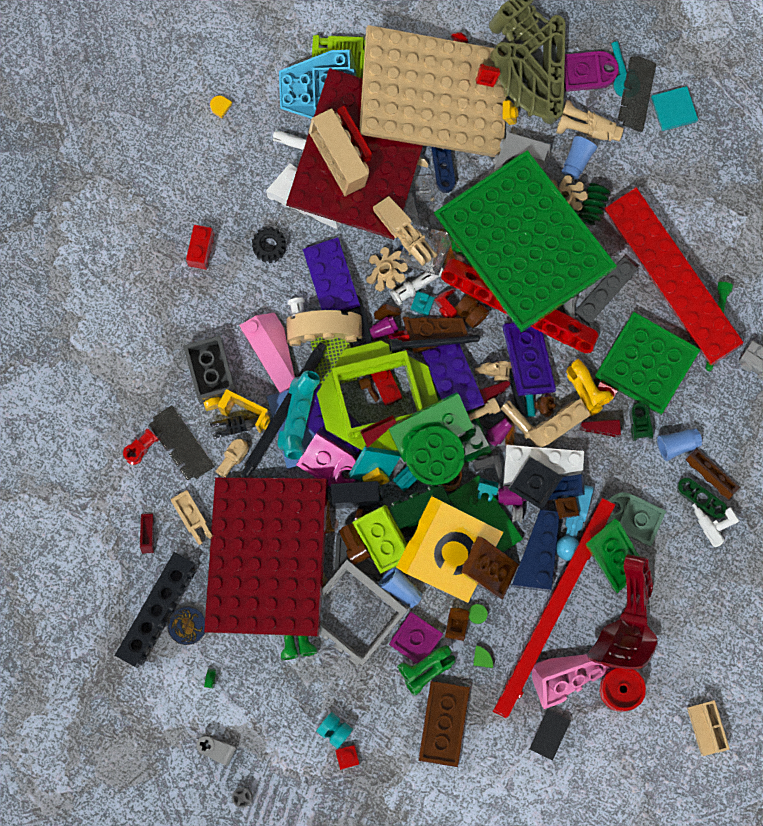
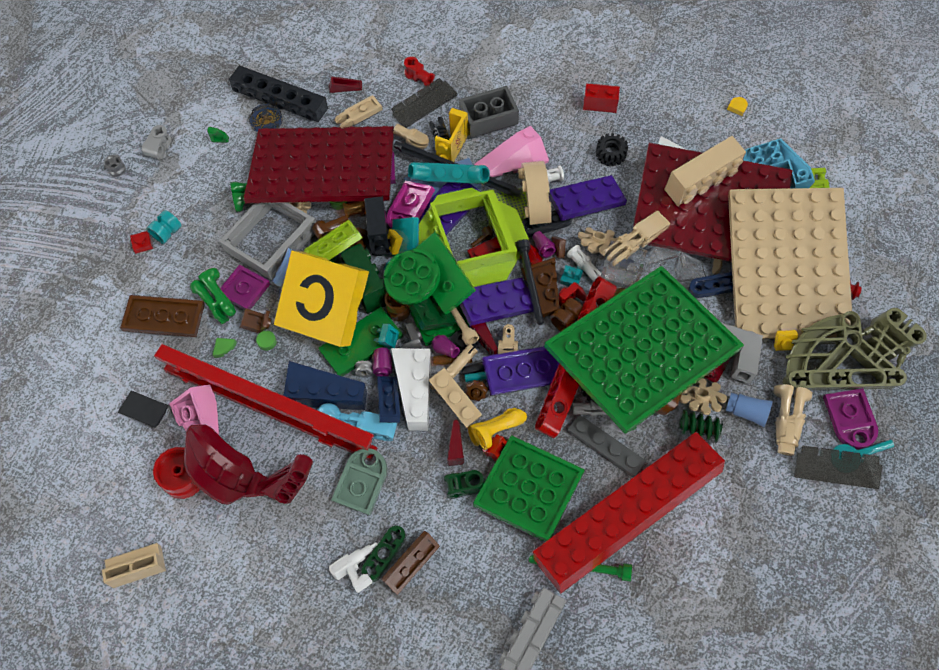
camera: 85 degrees right, 15 degrees down
(356, 138) = (739, 179): red plate -> none
(374, 431) = (429, 219): dark red piece -> none
(487, 75) = (819, 308): red tile -> none
(489, 567) = (302, 331): reddish brown plate -> none
(535, 482) = (390, 373): black plate -> none
(567, 507) = (366, 407): reddish brown tile -> none
(609, 551) = (321, 443): green plate -> none
(674, 108) = (829, 510): teal tile -> none
(678, 443) = (442, 524): medium blue plant -> none

